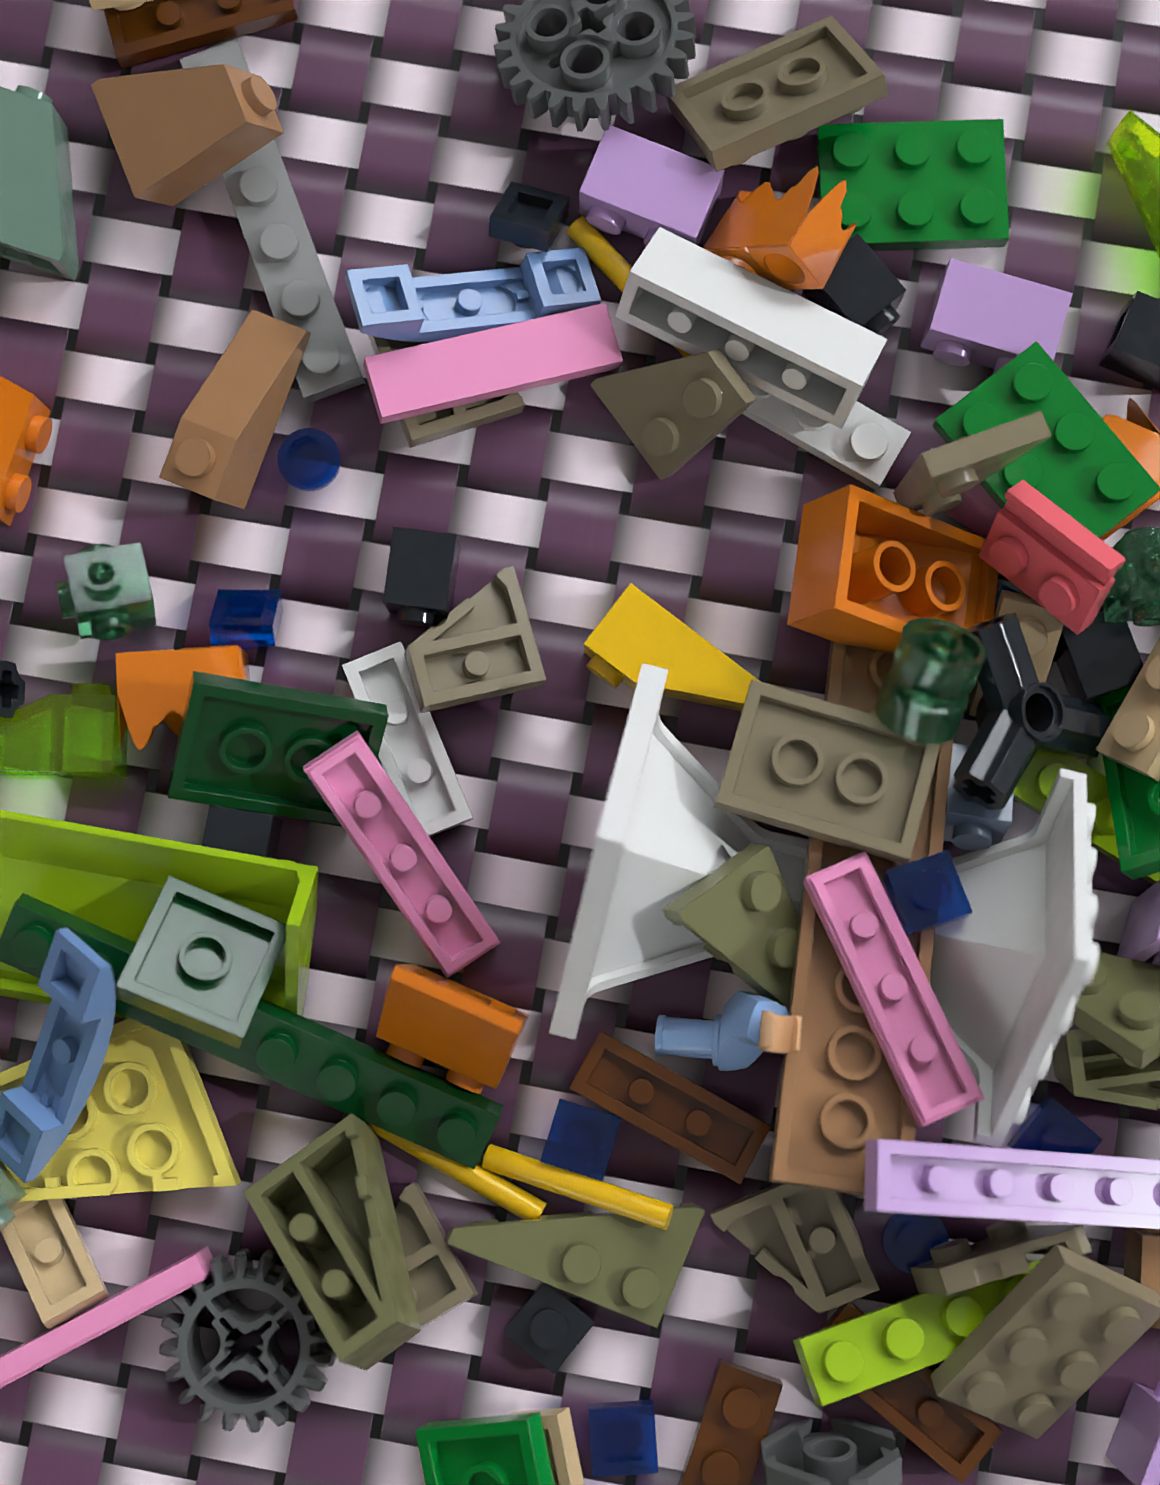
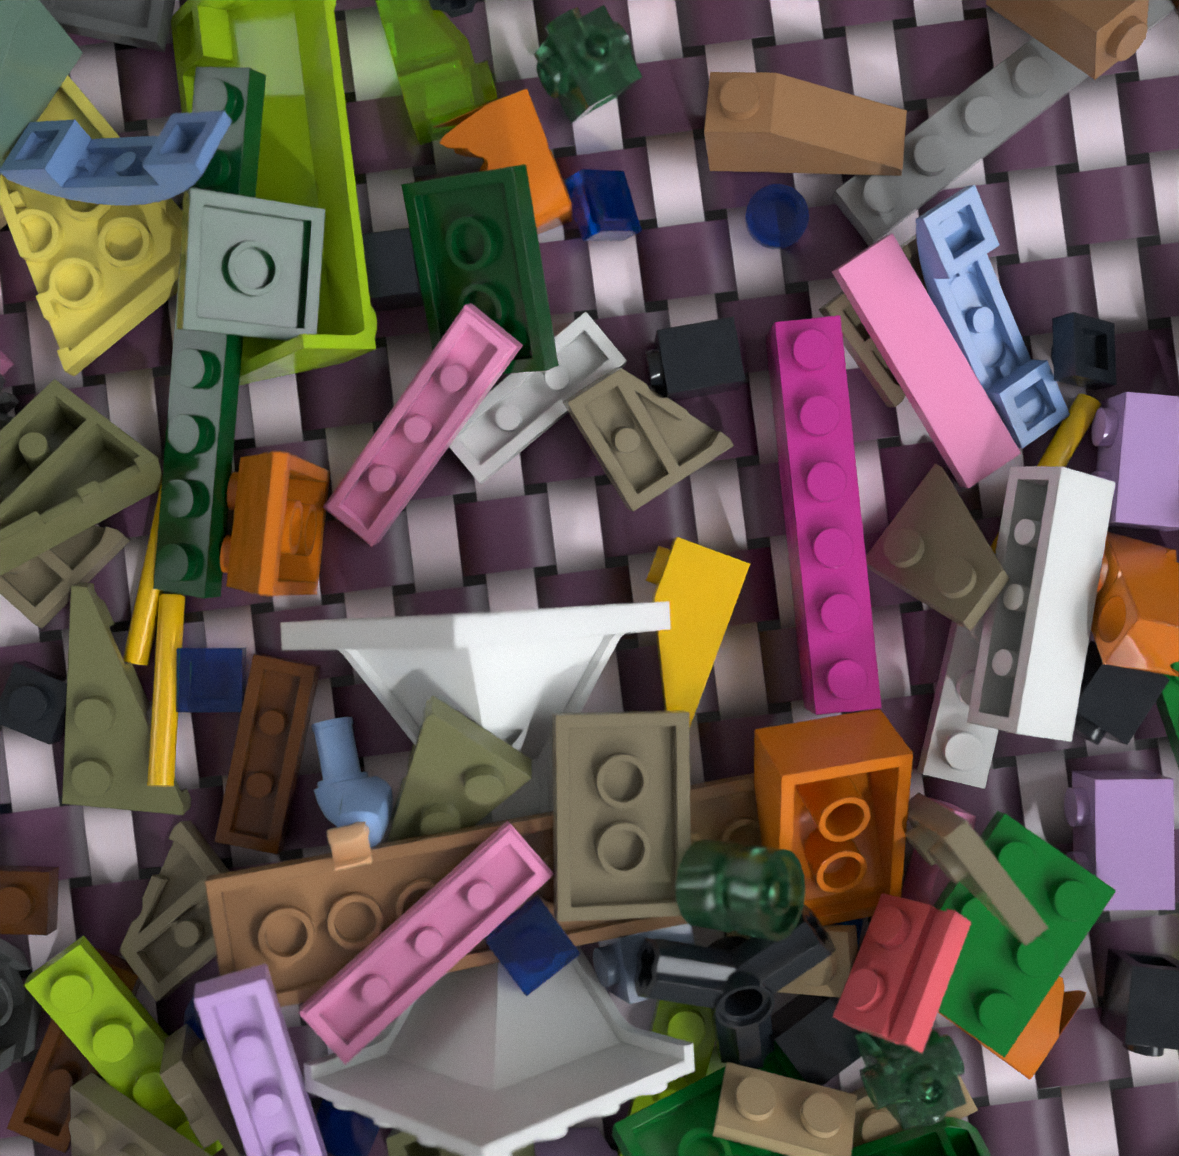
camera: 70 degrees right, 5 degrees up
(606, 503) = (822, 516): none -> dark pink brick

